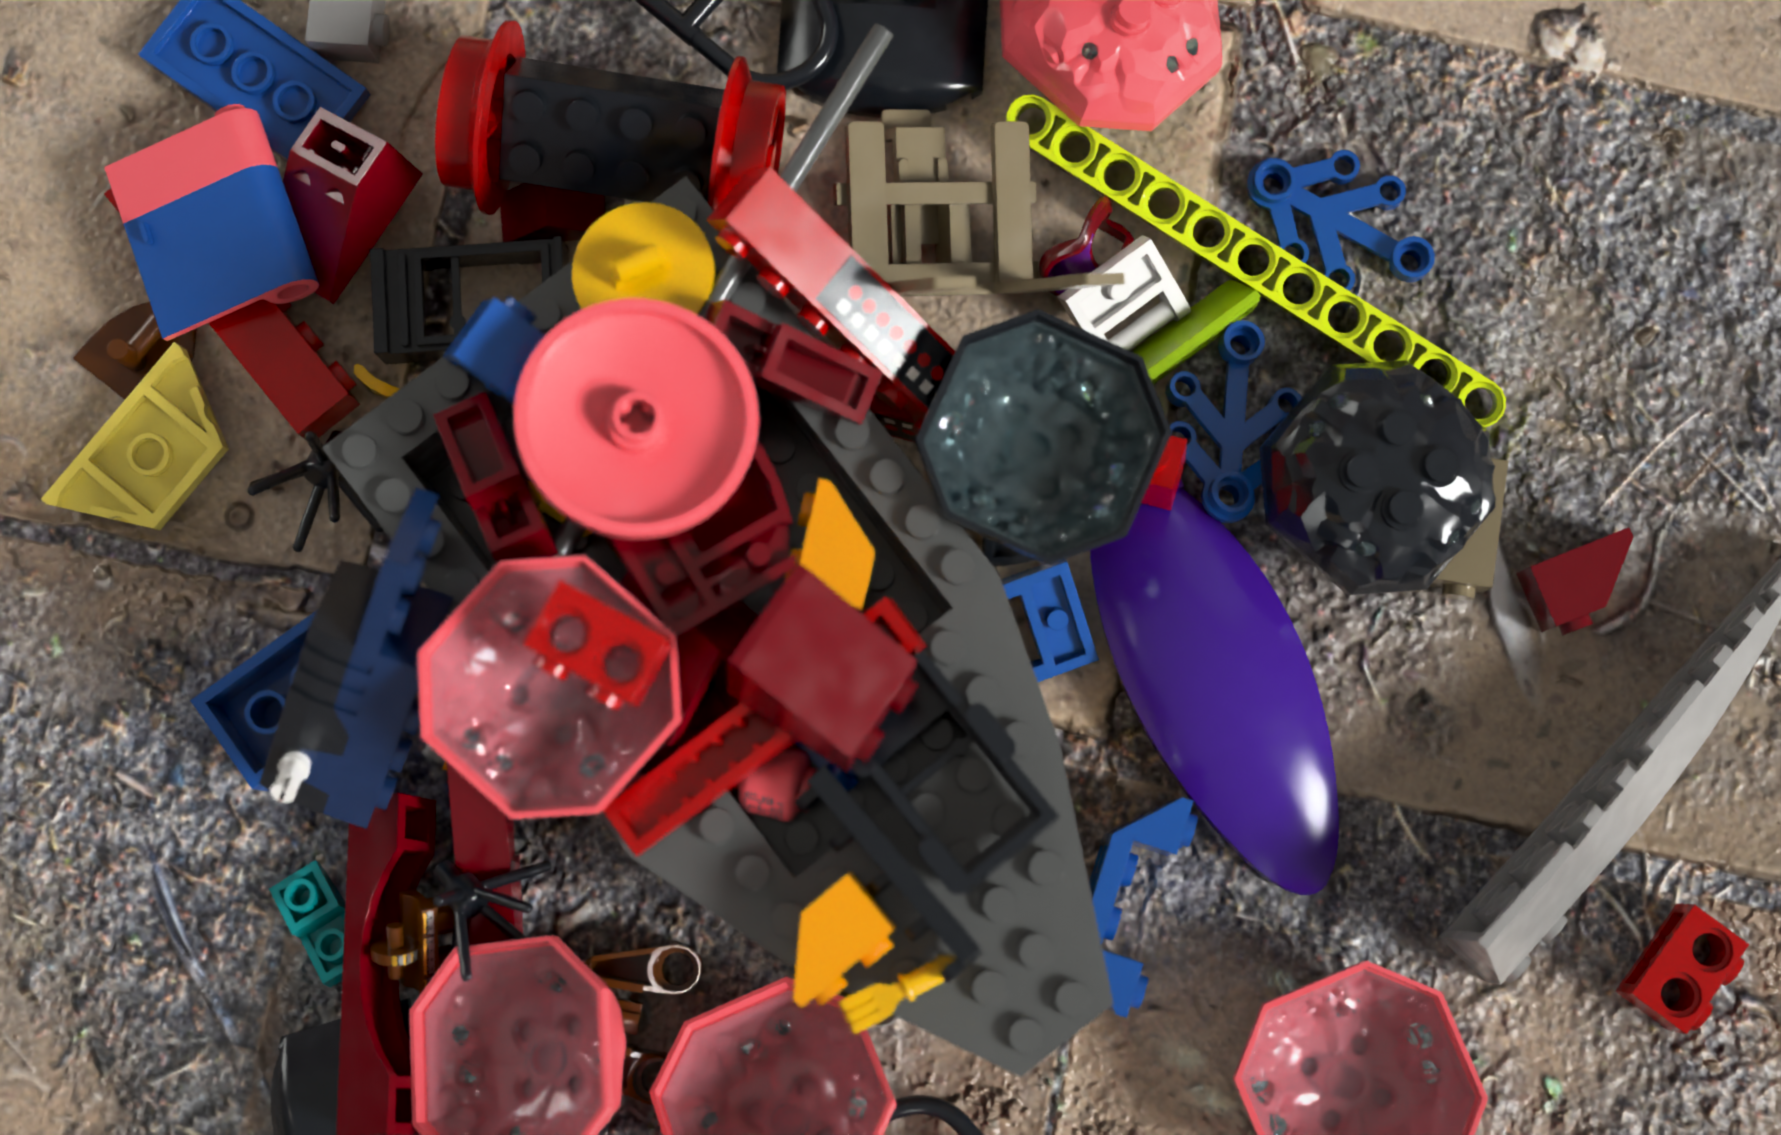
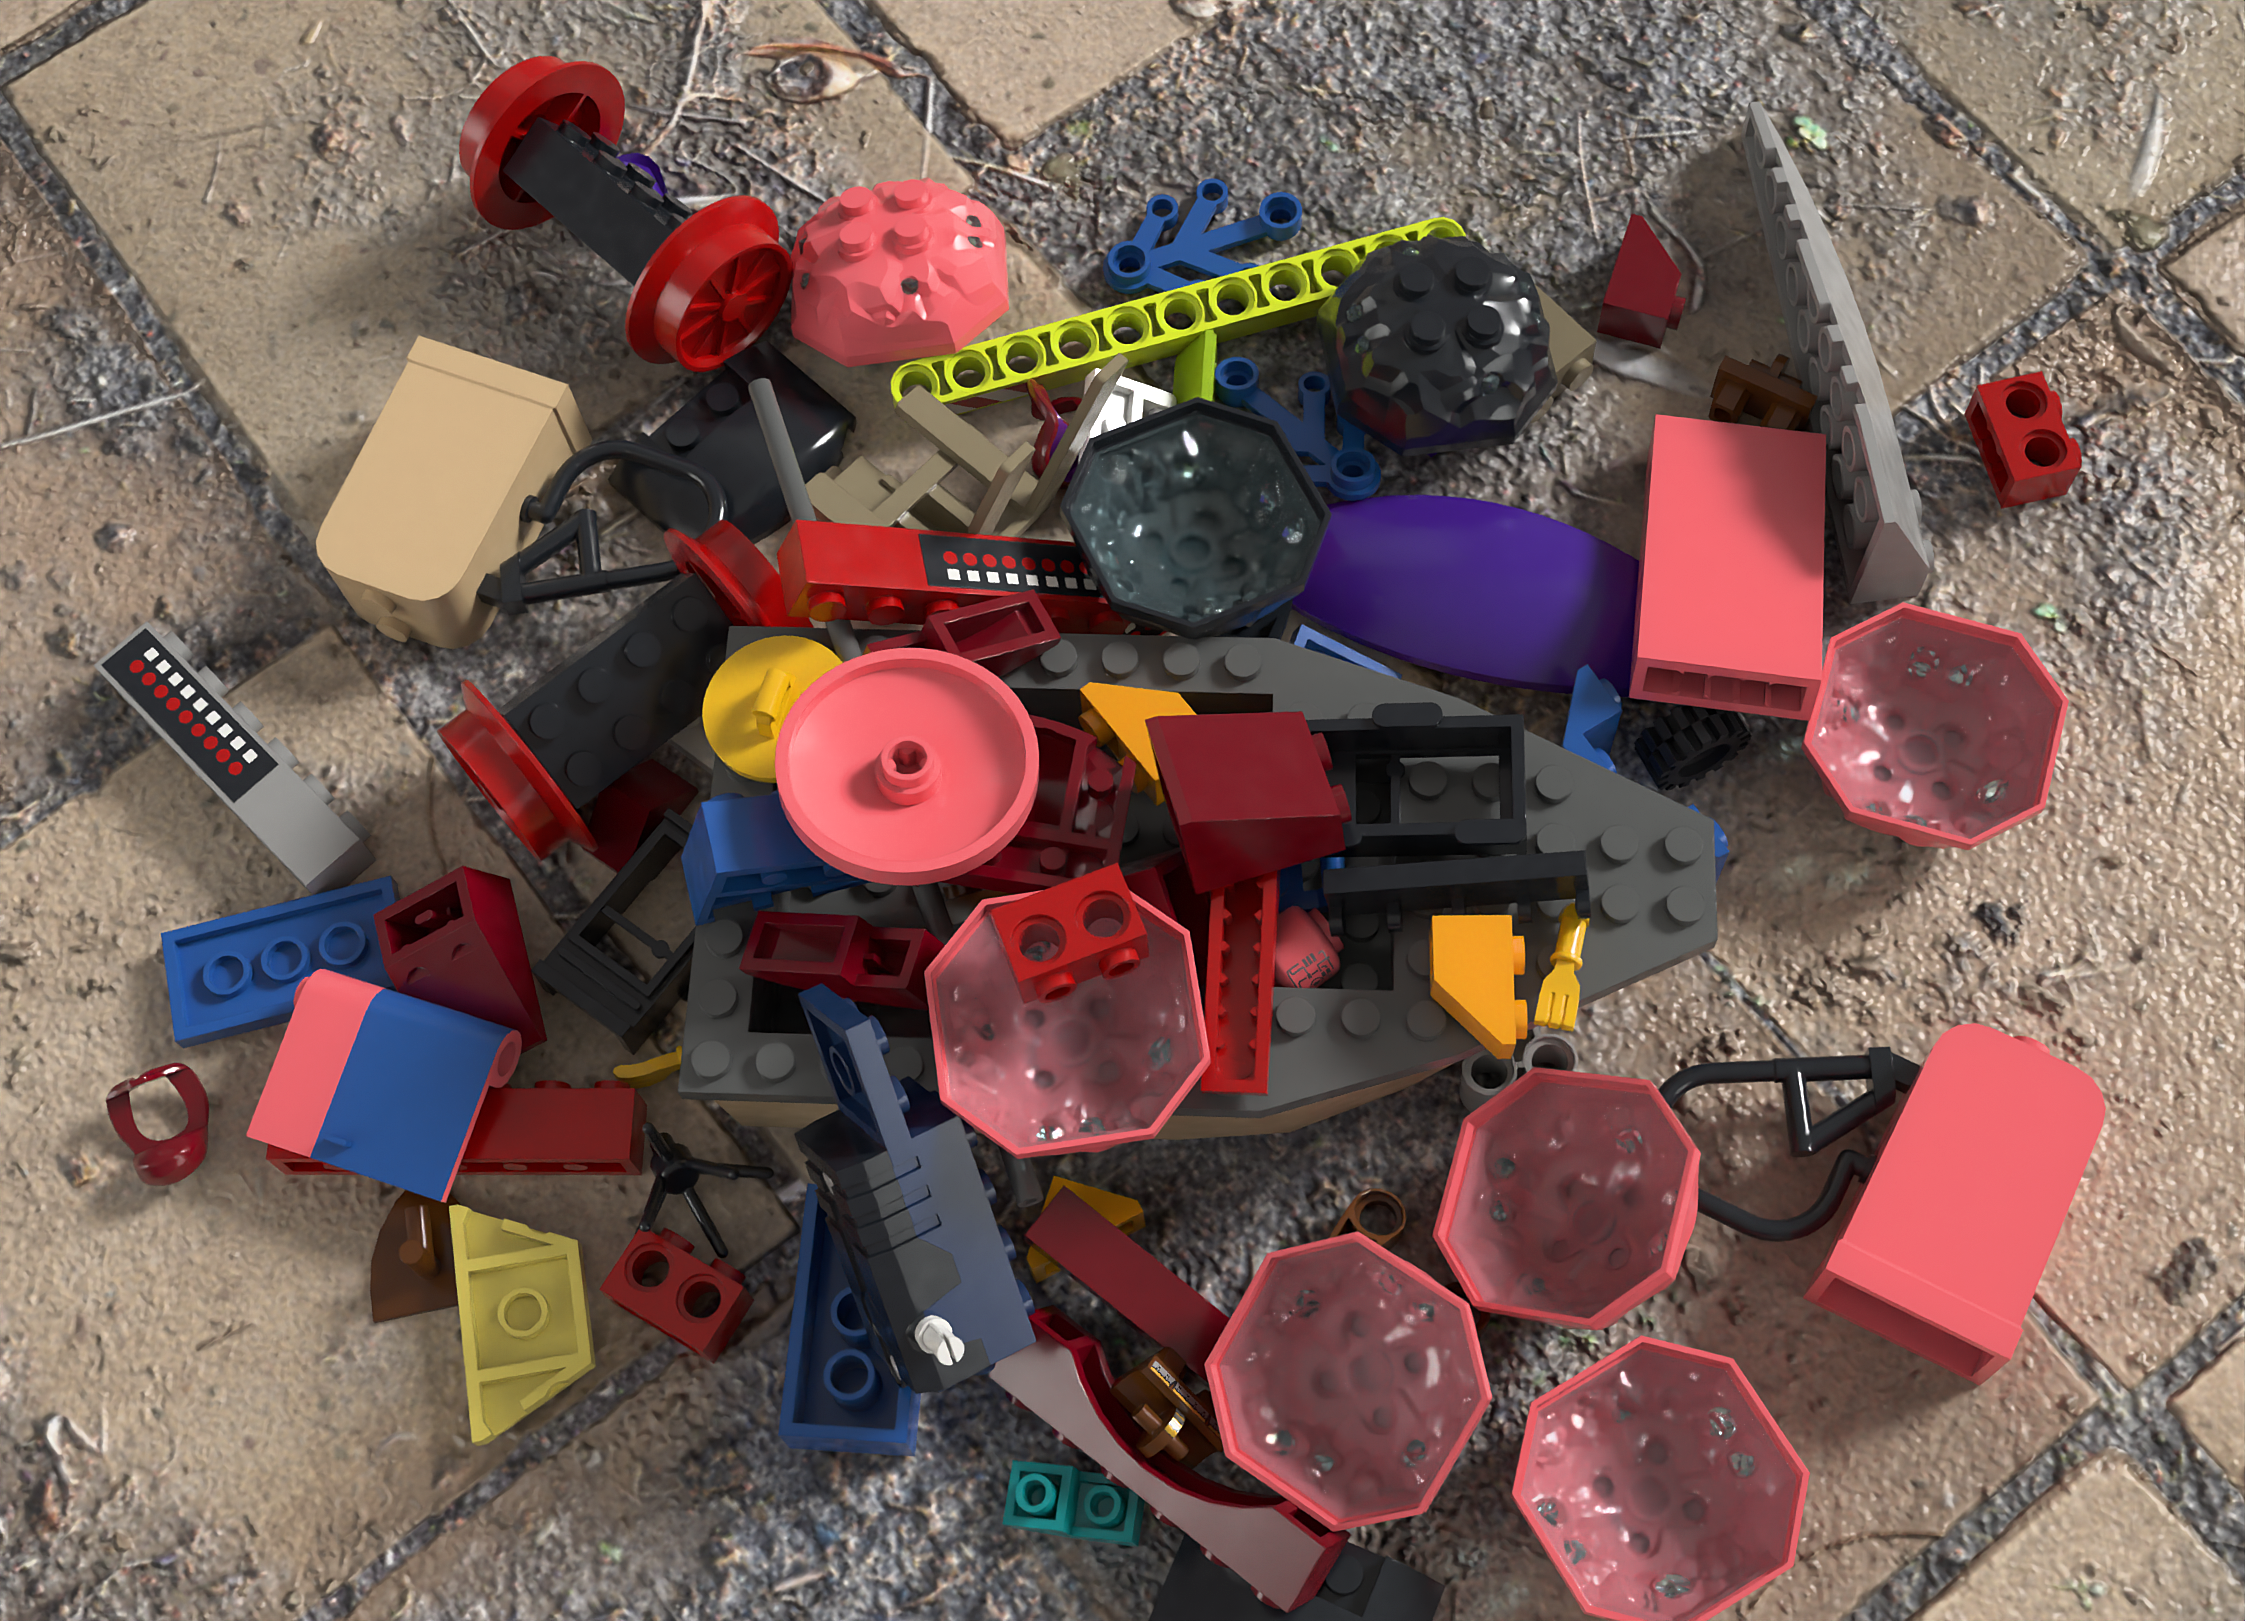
camera: 45 degrees left, 15 degrees down
(60, 123) = (169, 1159): none -> dark red piece
(231, 548) = (671, 1303): none -> red brick
(470, 897) = (1168, 1320): black plant -> none
(1213, 914) = (1690, 744): none -> black tyre
(1374, 838) = (1731, 568): none -> coral brick
(1562, 743) = (1762, 393): none -> reddish brown hips

